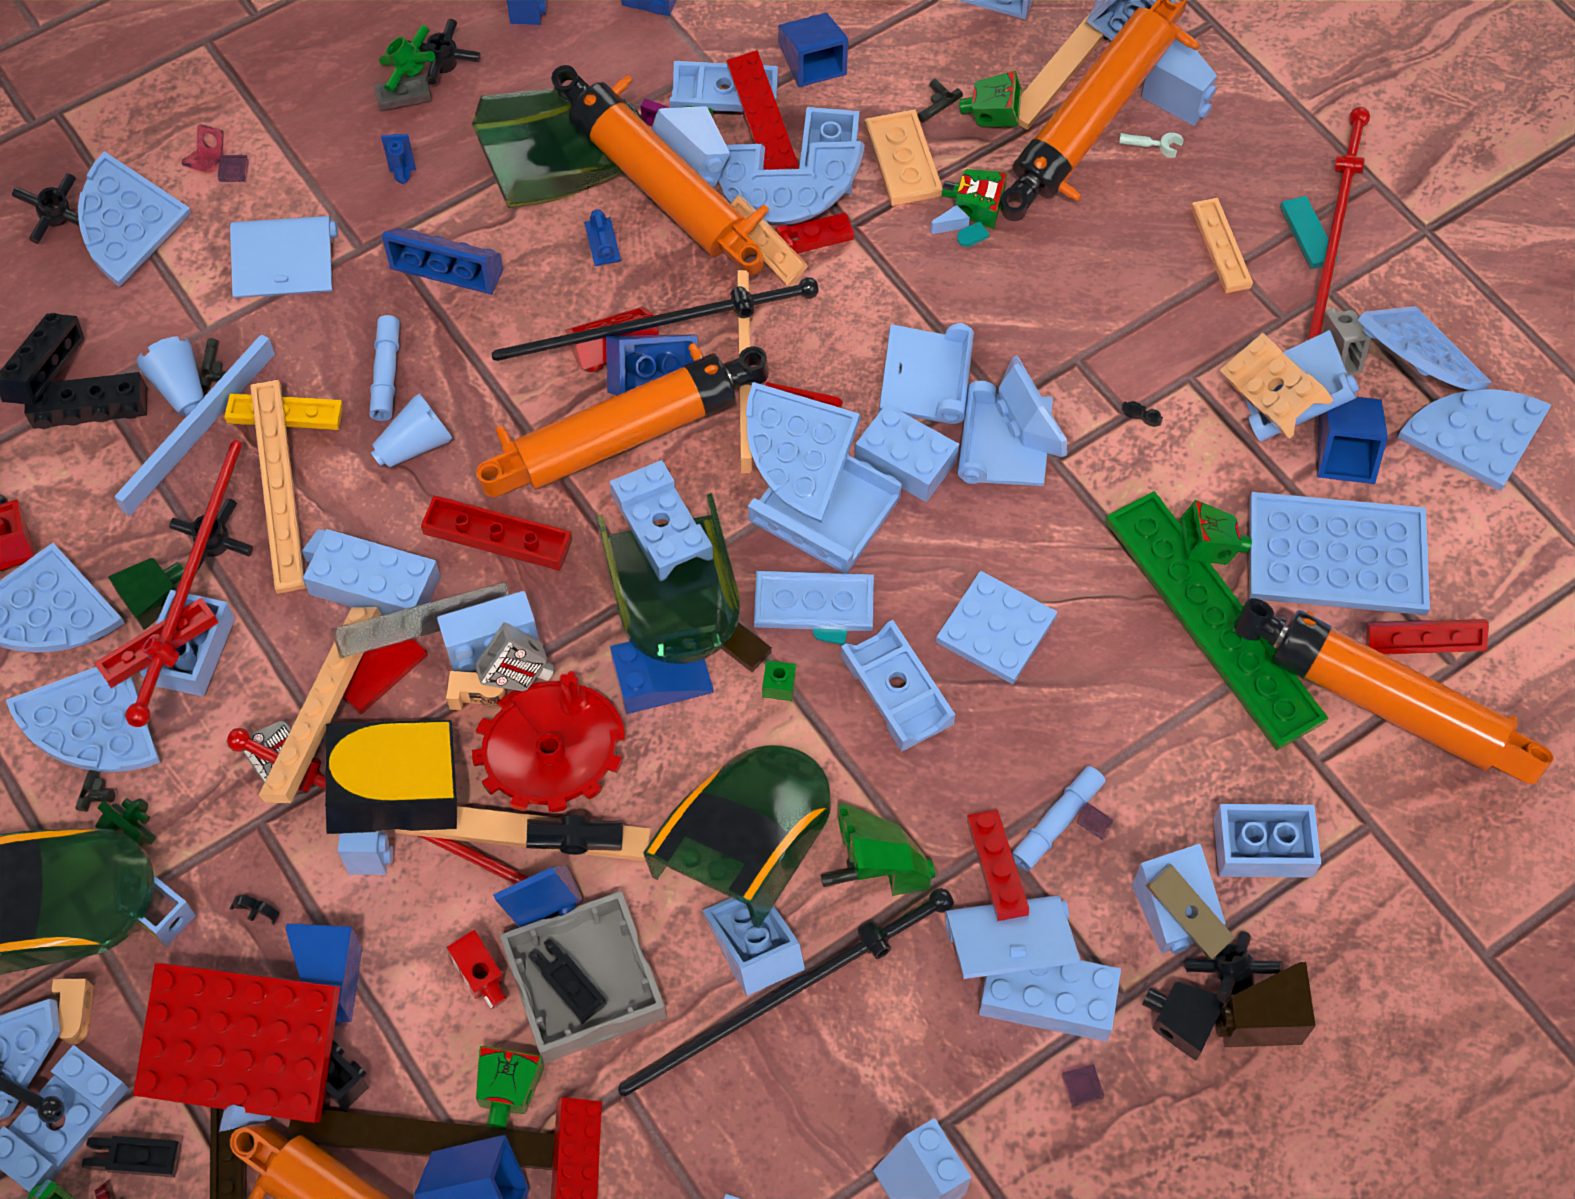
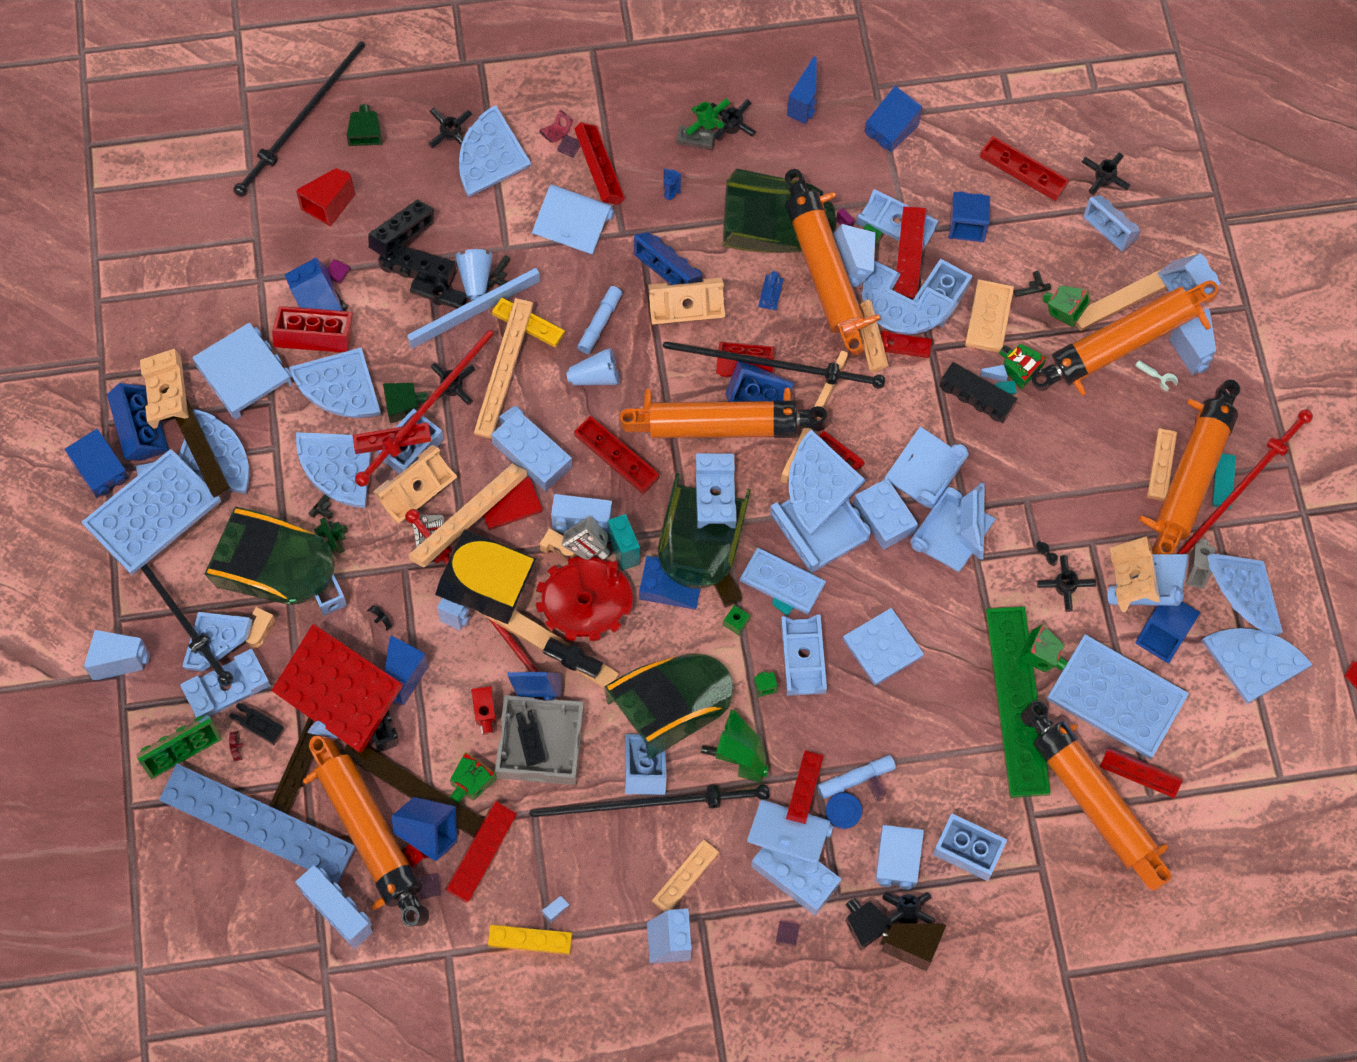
camera: 25 degrees right, 5 degrees up
(123, 425) = (428, 290): none -> black piece
(204, 718) = (399, 495): none -> light nougat piece
(286, 172) = (599, 163): none -> red piece
(407, 622) = (541, 489): clear smoke plate -> none
(468, 301) = (667, 301): none -> light nougat piece
(568, 641) = (623, 542): none -> teal brick
(865, 748) = (765, 684): none -> green plate
(894, 1076) = (685, 876): none -> light nougat tile
(942, 252) = (977, 392): none -> black brick
(1066, 873) = (843, 811): none -> blue piece
(1190, 438) = (1071, 583): none -> black bar
(1202, 924) = (901, 876): dark tan tile -> none
(1270, 229) = (1195, 468): none -> orange piece

